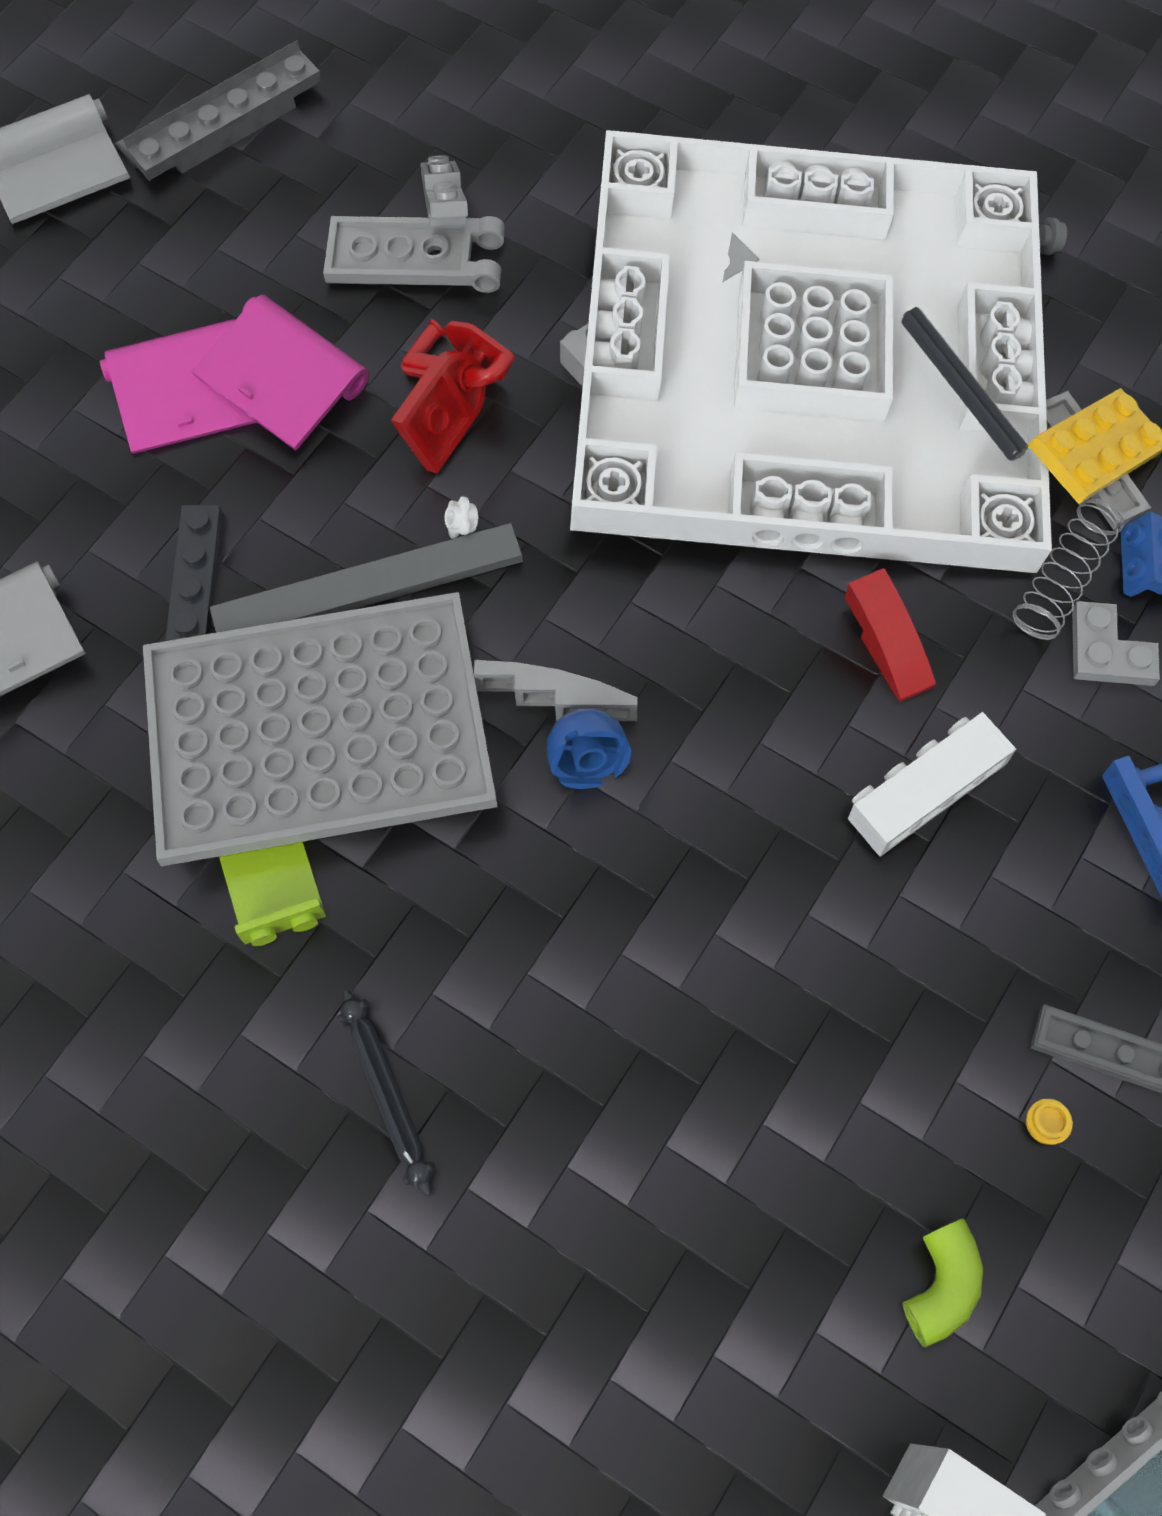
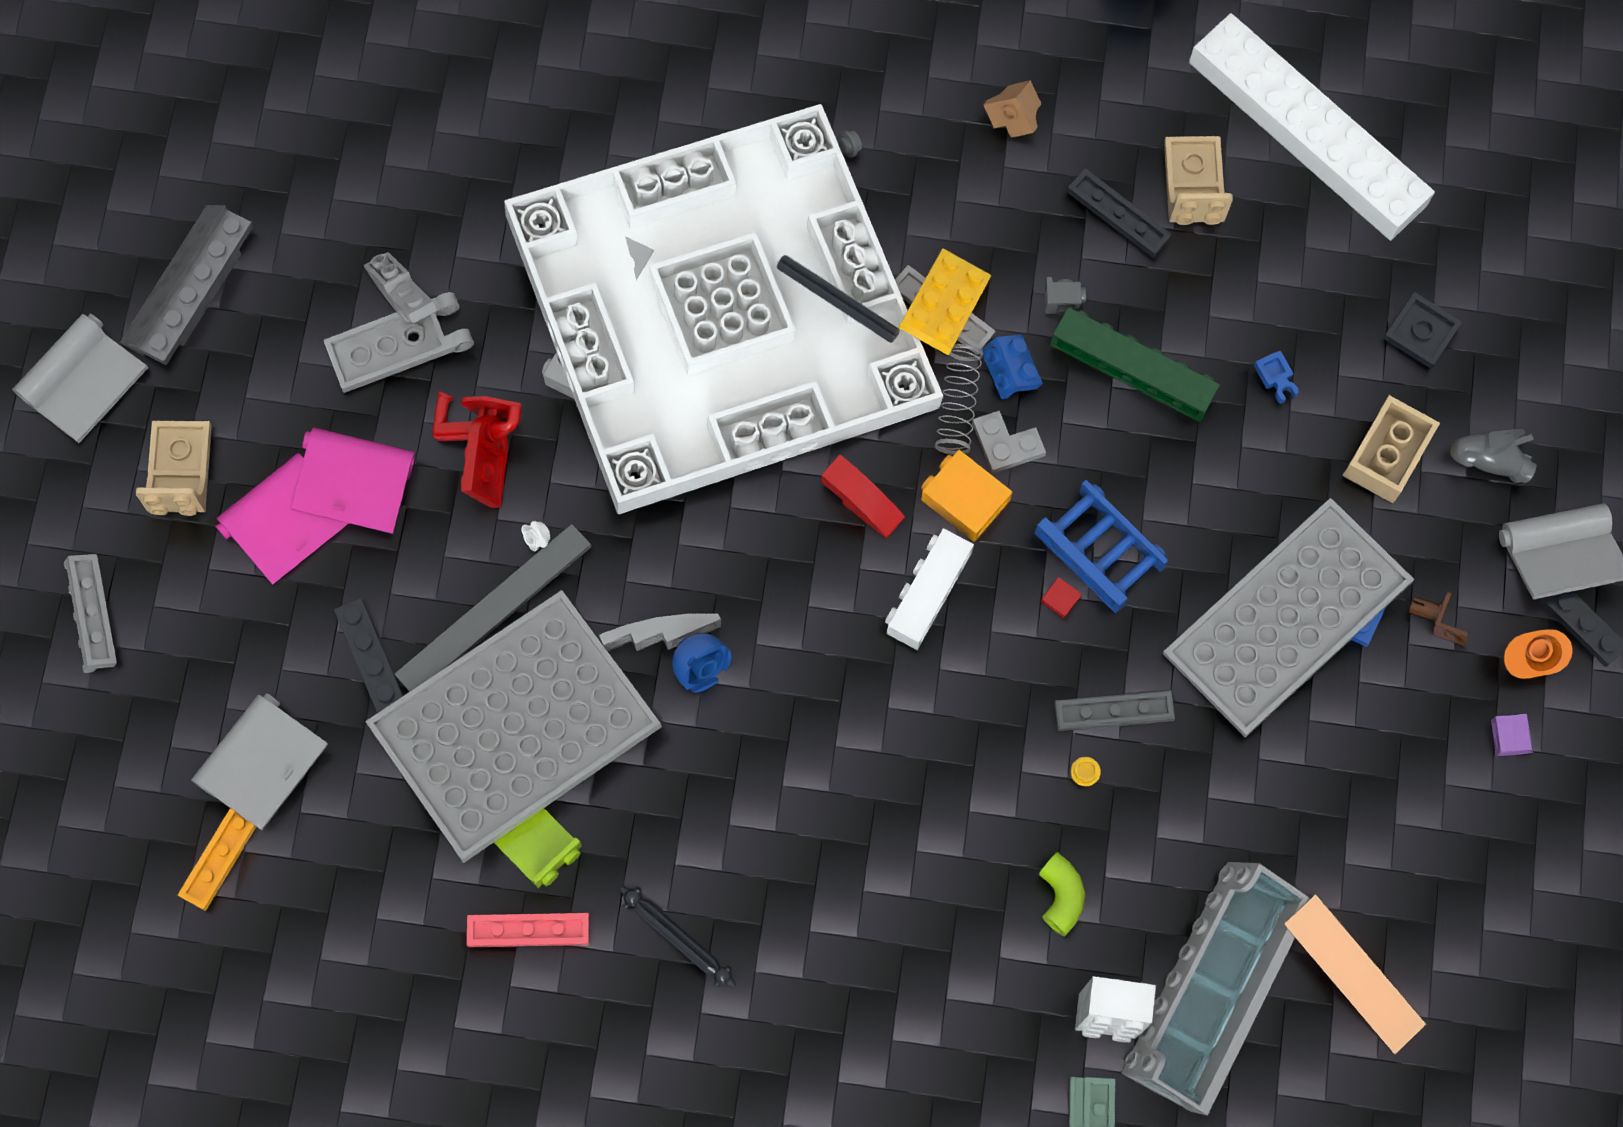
camera: 30 degrees left, 5 degrees up
(95, 287) = (177, 468): none -> tan bracket
(200, 991) = (528, 930): none -> coral plate
(1029, 688) = (965, 495): none -> light orange brick
(1106, 872) = (1061, 598): none -> red tile

